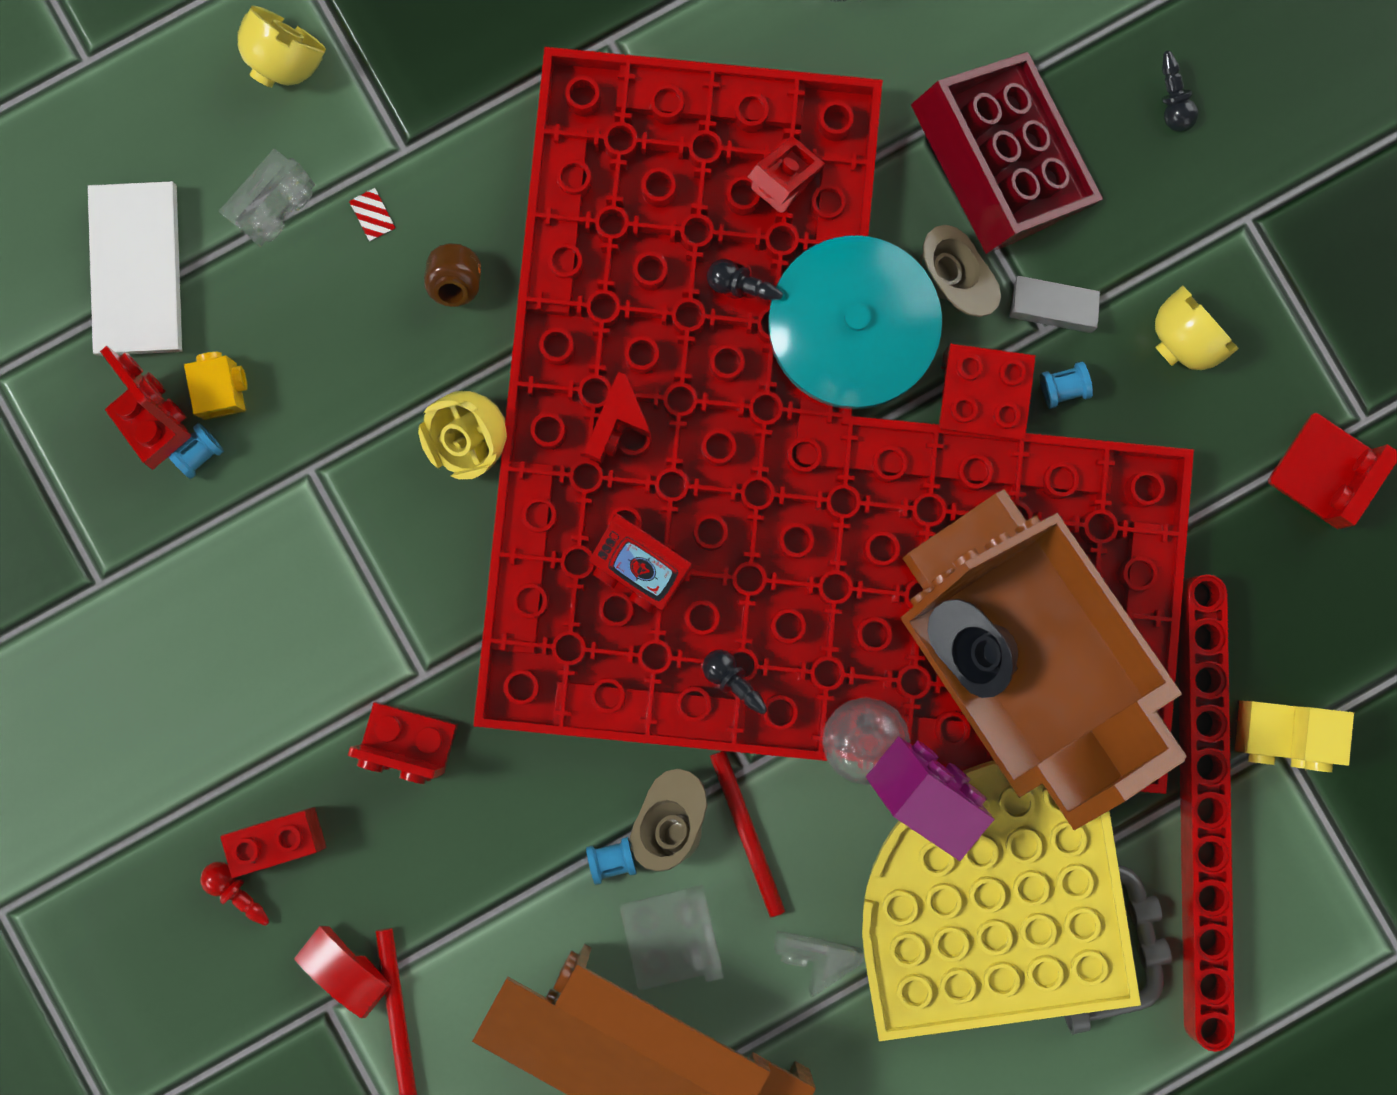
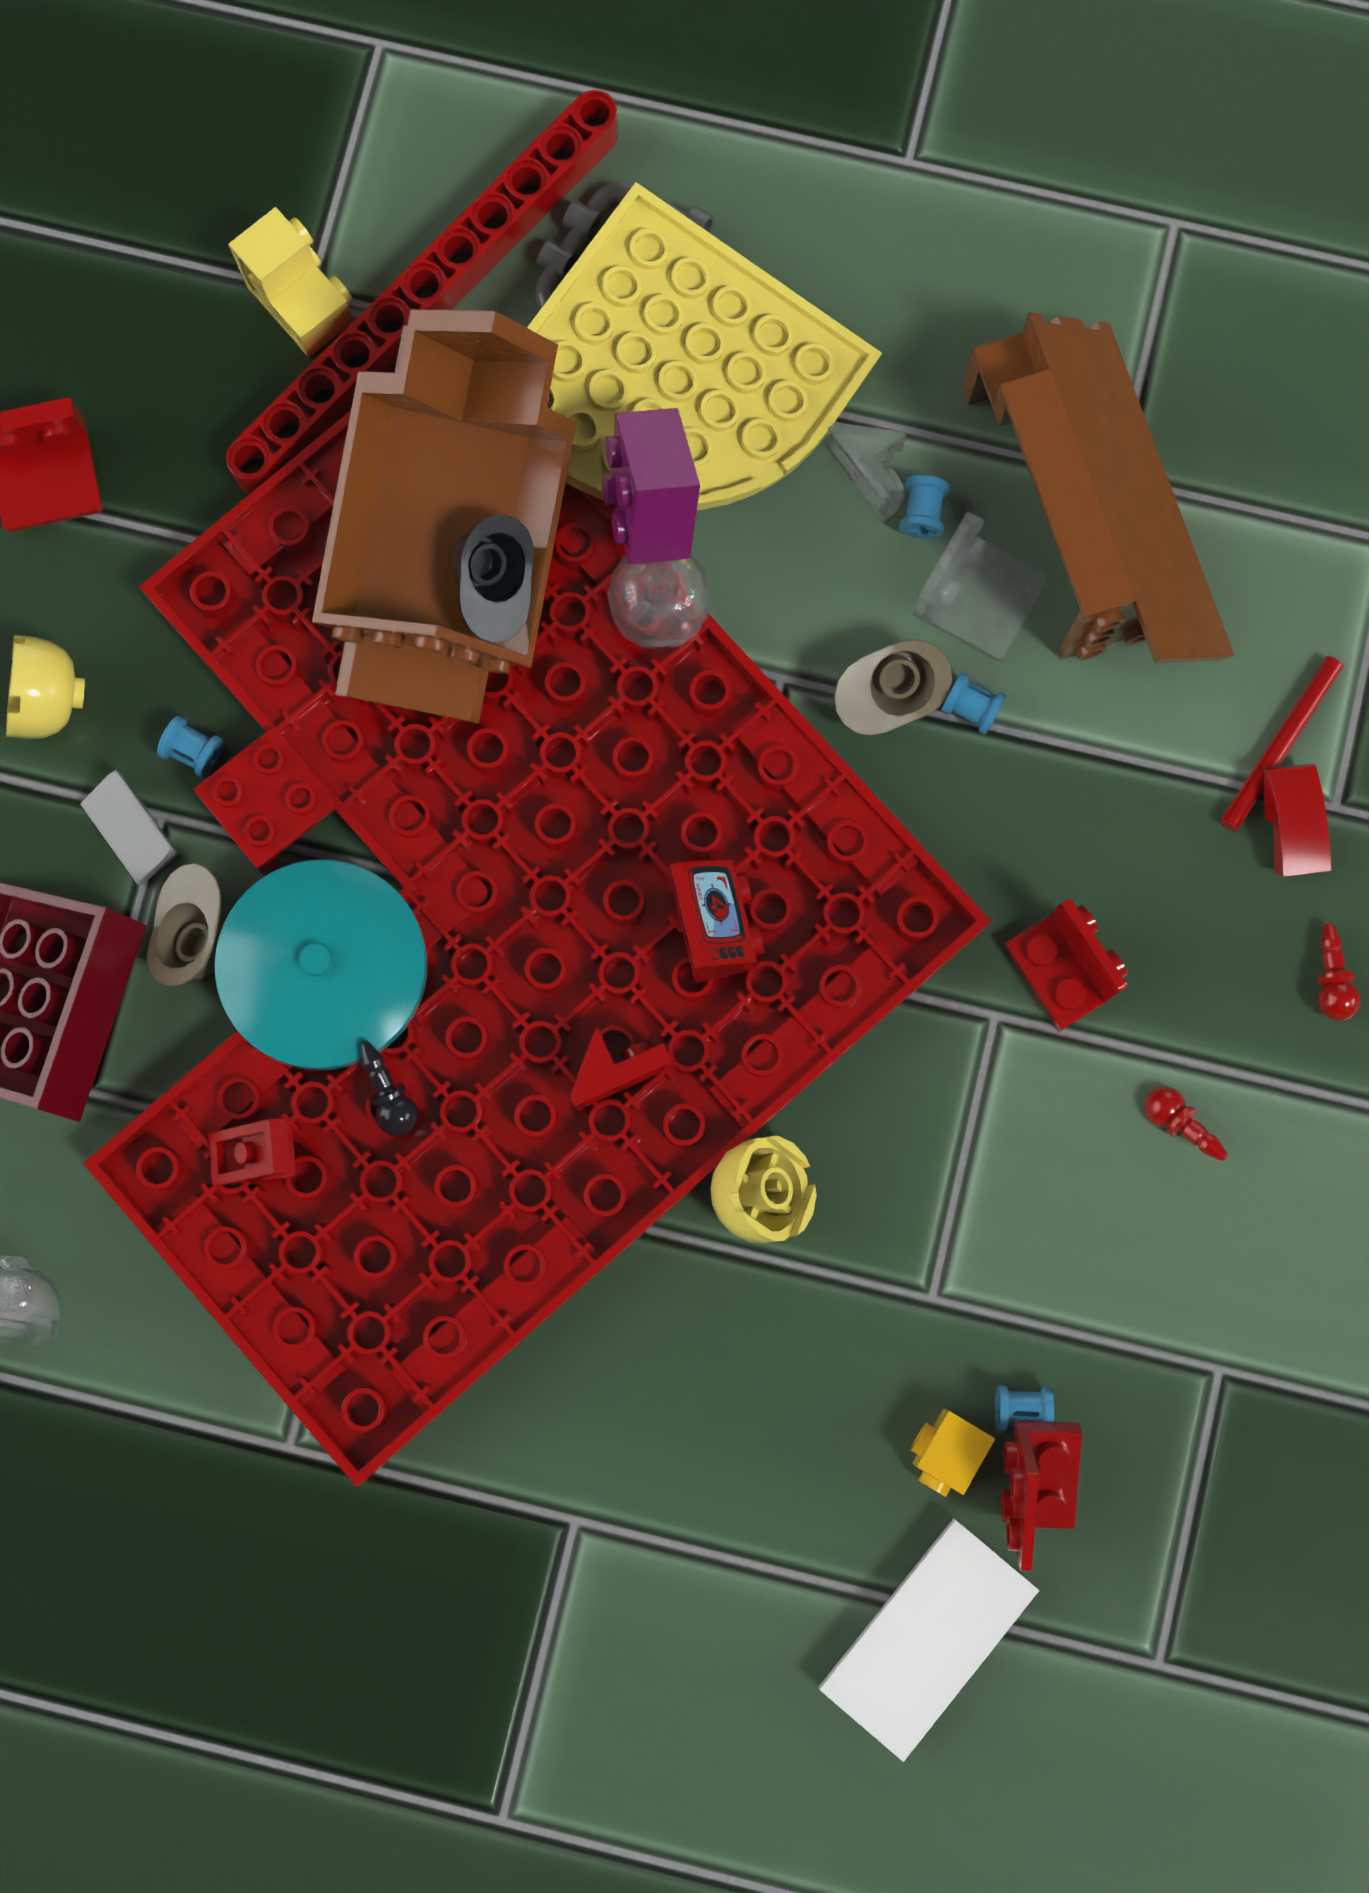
camera: 130 degrees left, 5 degrees down
(267, 714) = (1168, 1109): none -> red bar
(268, 198) = (744, 1592): clear bracket -> none
(273, 842) = (1261, 985): red brick -> none
(276, 49) = (606, 1726): light yellow cylinder -> none
(372, 214) = (660, 1487): sticker -> none
(452, 275) = (639, 1351): reddish brown head -> none
(722, 669) = (726, 771): black bar -> none
(747, 834) = (834, 620): red bar -> none
(758, 962) = (924, 506): none -> dark azure bush

